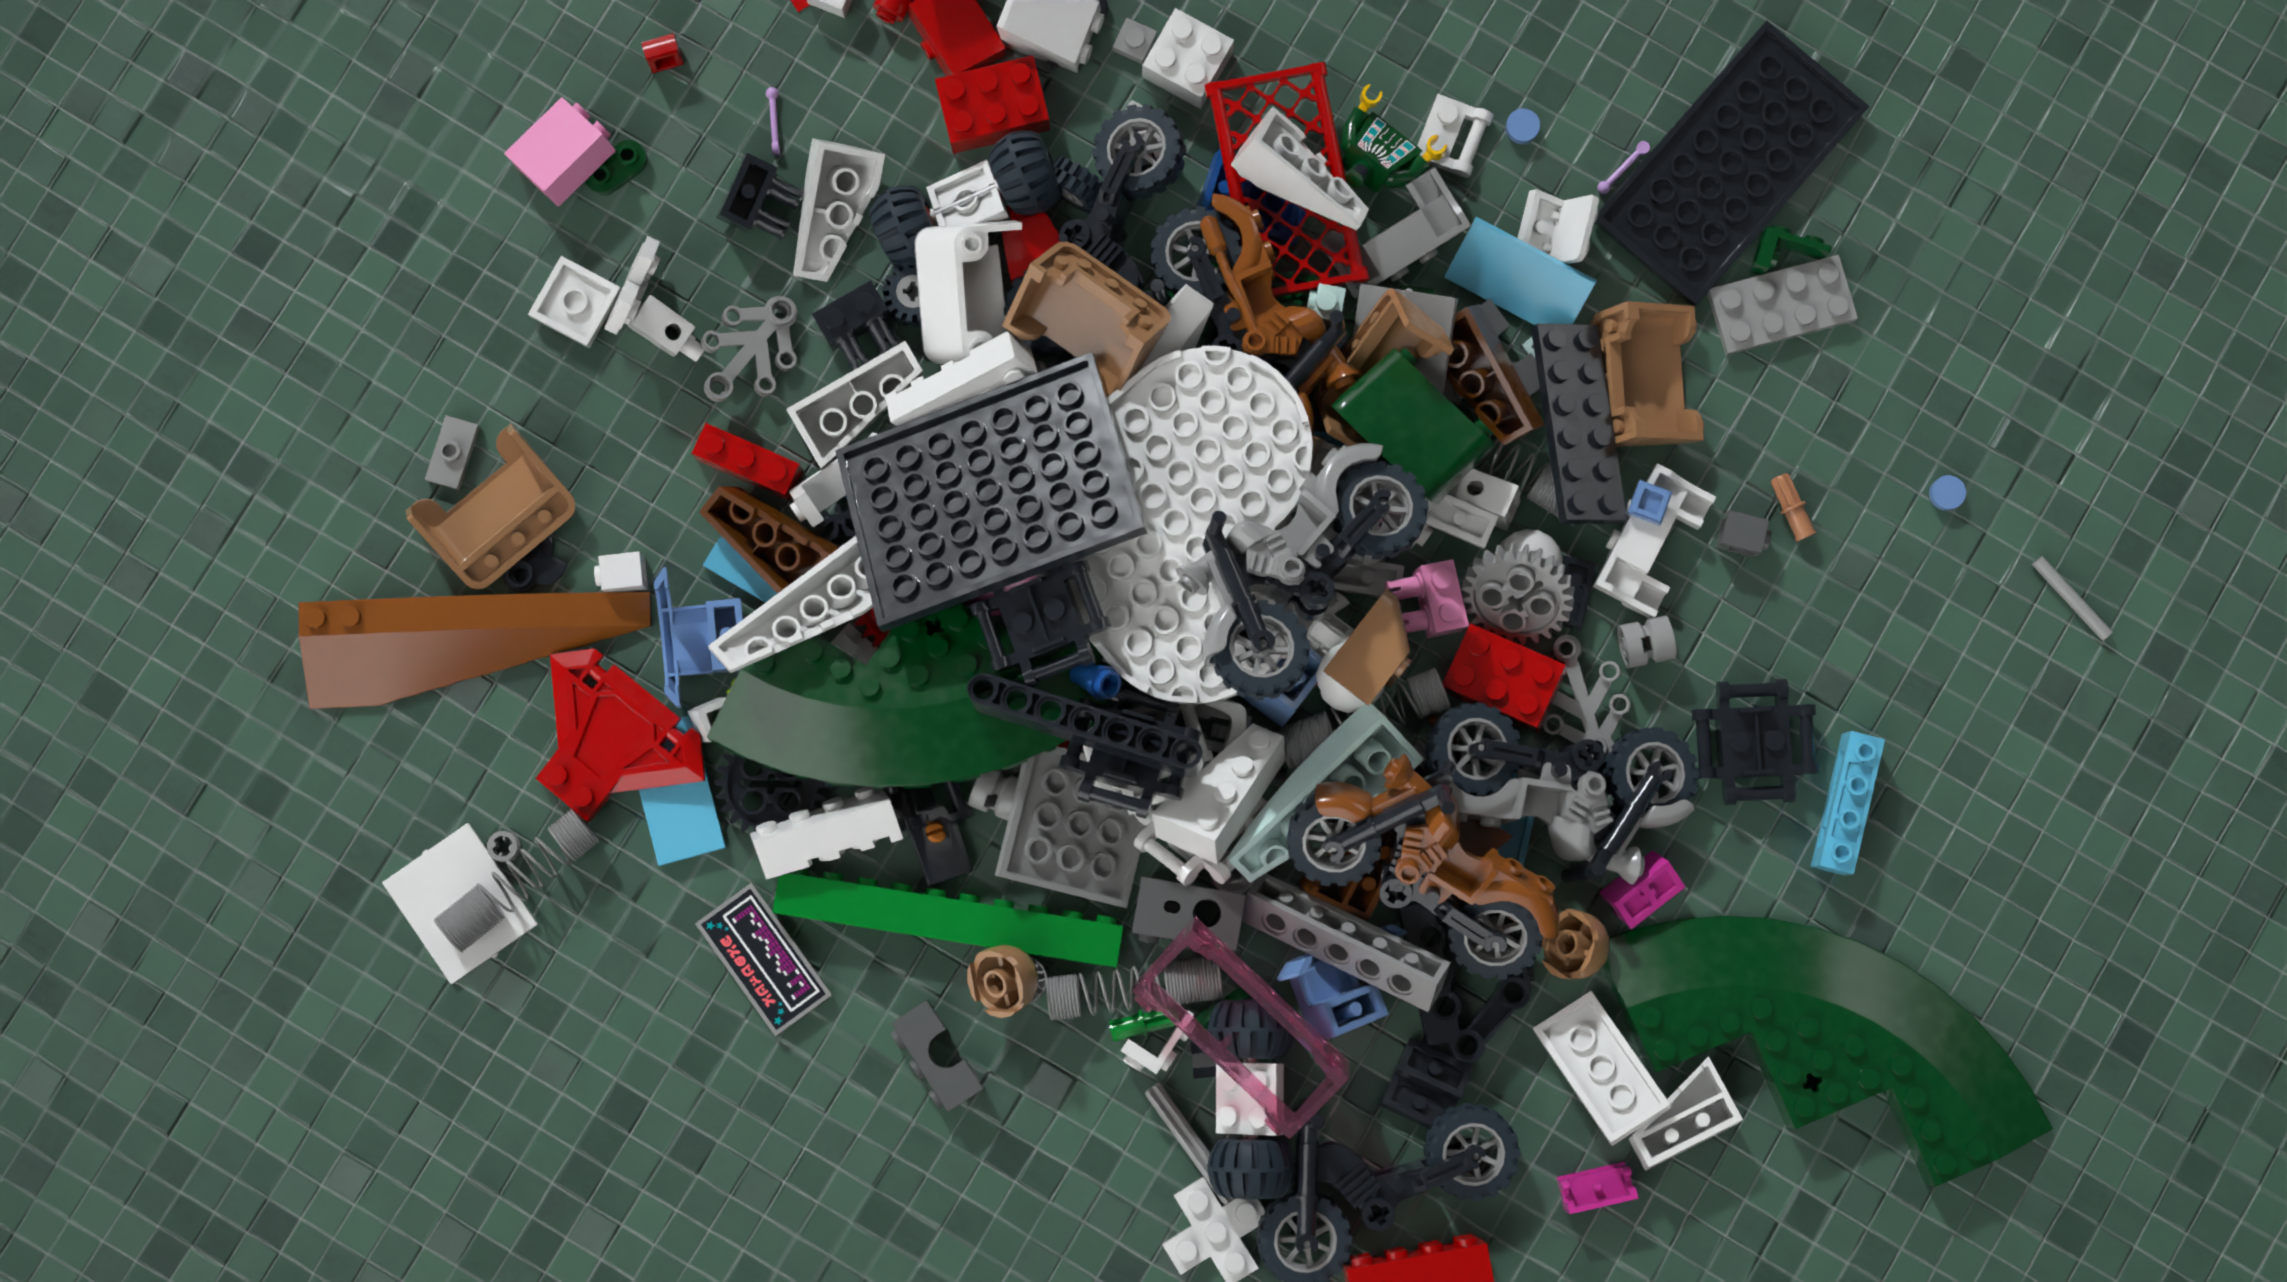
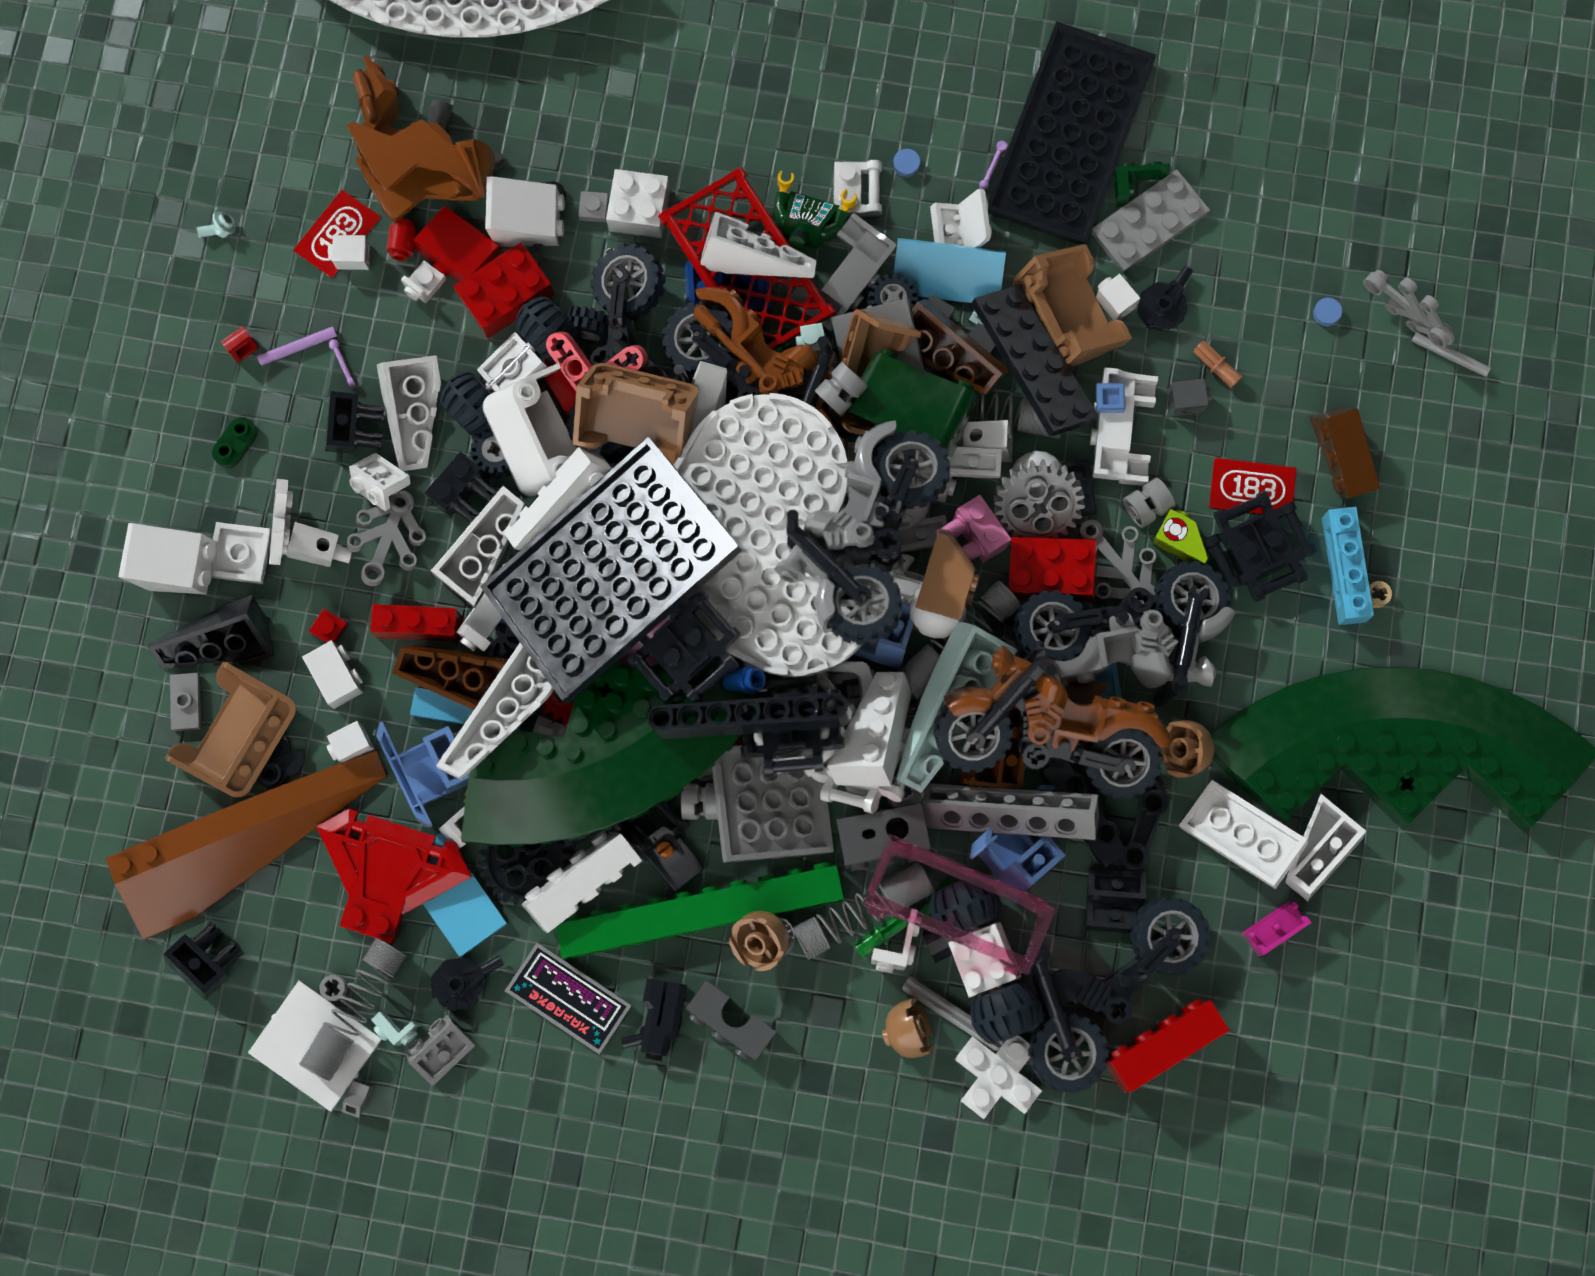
camera: 15 degrees left, 5 degrees down
(354, 759) = (195, 967): none -> black brick
(485, 981) = (356, 1098): none -> light grey piece
(489, 281) = (167, 559): none -> white slope
(526, 392) = (225, 635): none -> black wedge
(548, 917) = (387, 1029): none -> light aqua bracket
(561, 150) = (188, 443): bright pink brick -> none
(596, 962) = (439, 1049): none -> light grey bracket
(632, 485) = (333, 674): none -> white brick
(645, 428) = (328, 627): none -> red plate
(647, 894) = (459, 981): none -> black piece
(728, 79) = (296, 346): none -> lavender bar
(764, 276) = (377, 479): none -> white bracket
(842, 1040) = (652, 1038): none -> black piece
(902, 58) = (423, 282): none -> white bracket
(1044, 206) = (571, 346): none -> coral beam
(1133, 1143) = (908, 1030): none -> medium nougat cylinder
(1336, 380) = (841, 388): none -> light grey wheel
(1448, 278) = (891, 290): none -> black wheel
(1647, 894) = (1225, 689): dark pink hinge -> none
(1667, 696) = (1181, 537): none -> lime slope
(1706, 383) = (1117, 297): none -> white brick
(1758, 411) = (1164, 303): none -> black piece
(1765, 655) = (1241, 480): none -> red sticker
(1879, 856) = (1380, 585): none -> tan bush
(1900, 668) = (1346, 451): none -> reddish brown wedge
(2065, 569) = (1408, 306): none -> light grey plant

